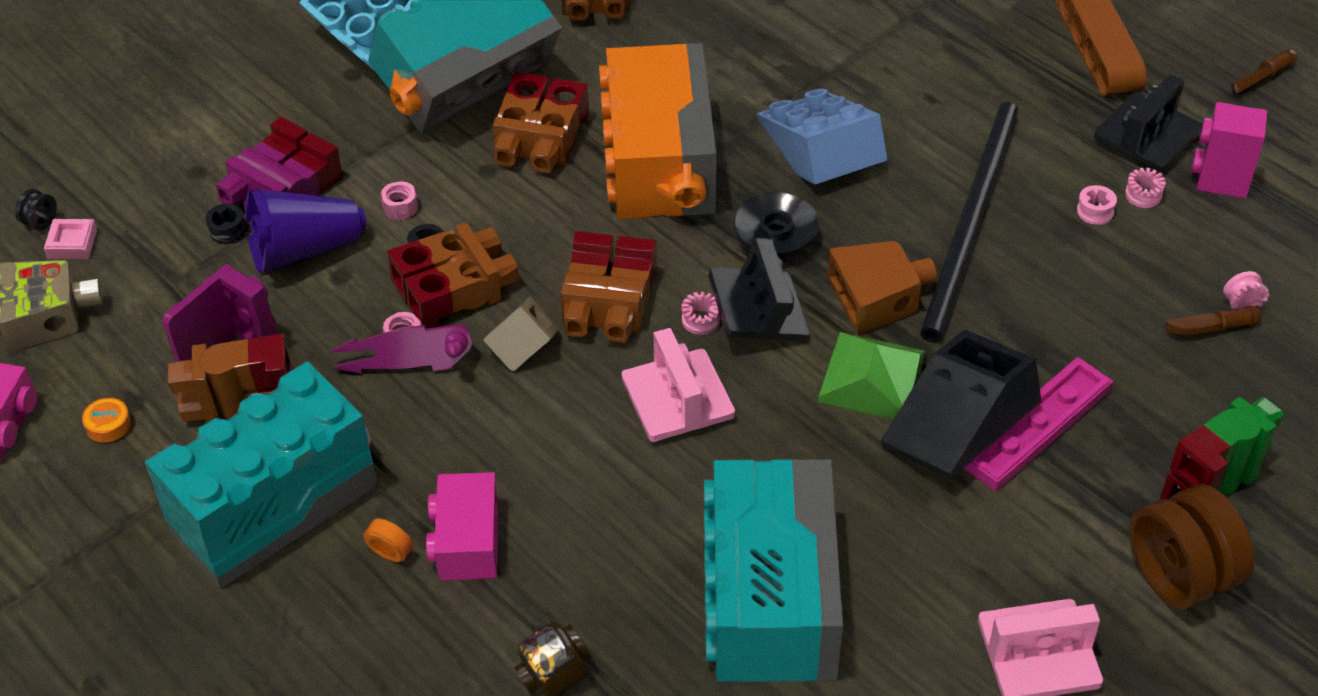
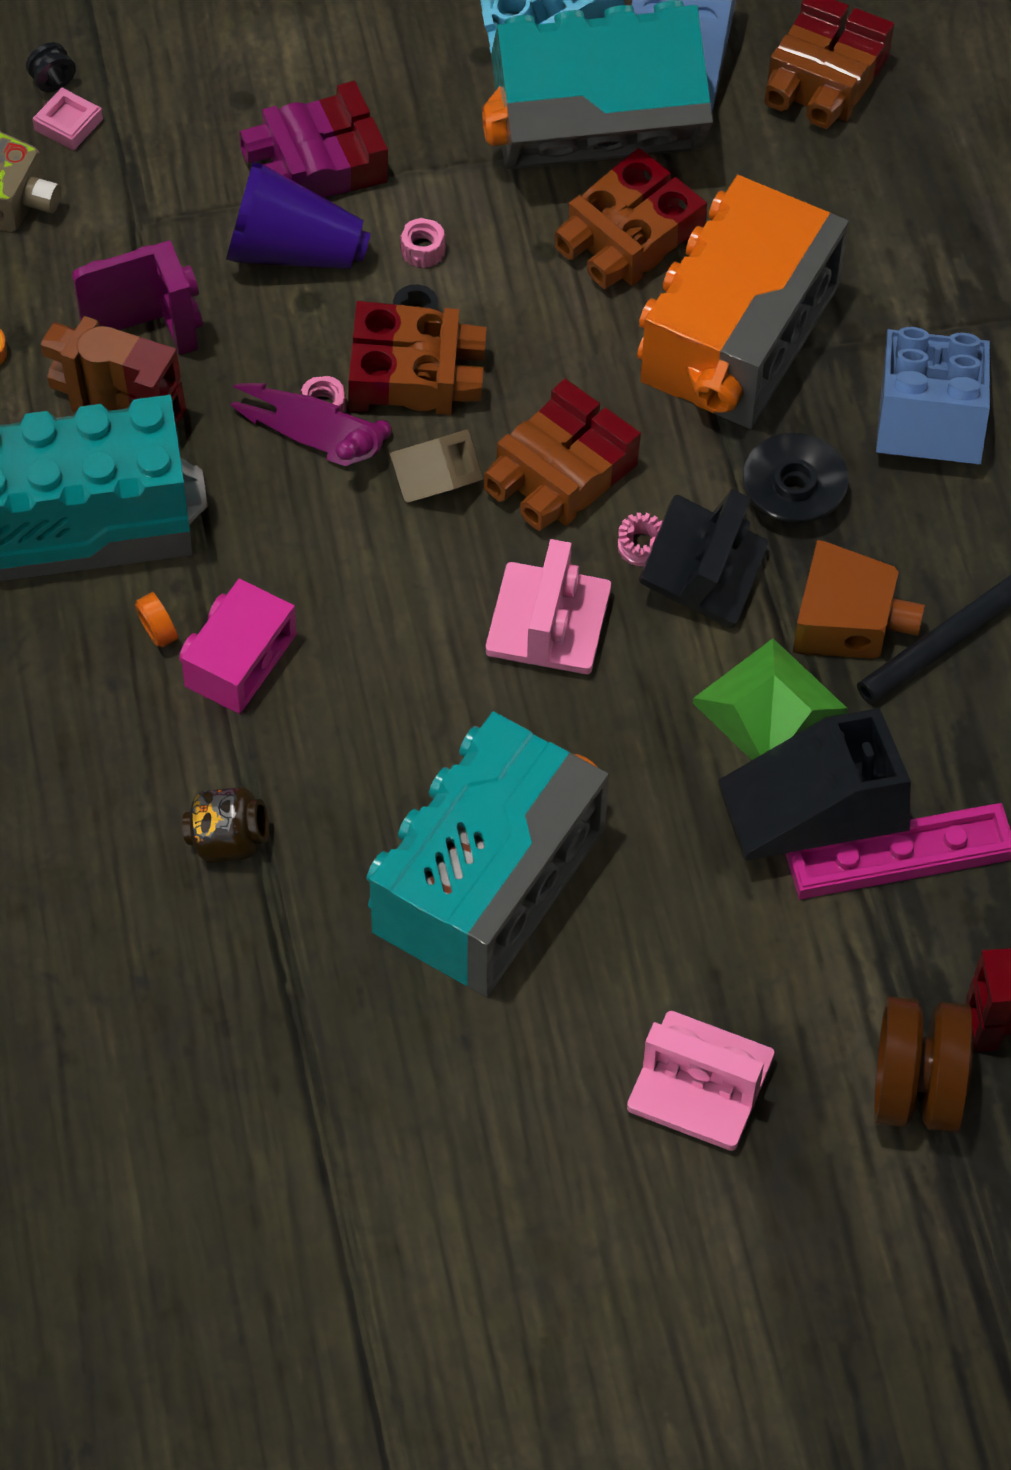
camera: 30 degrees right, 10 degrees up
(227, 231) = (224, 190): black bush -> none

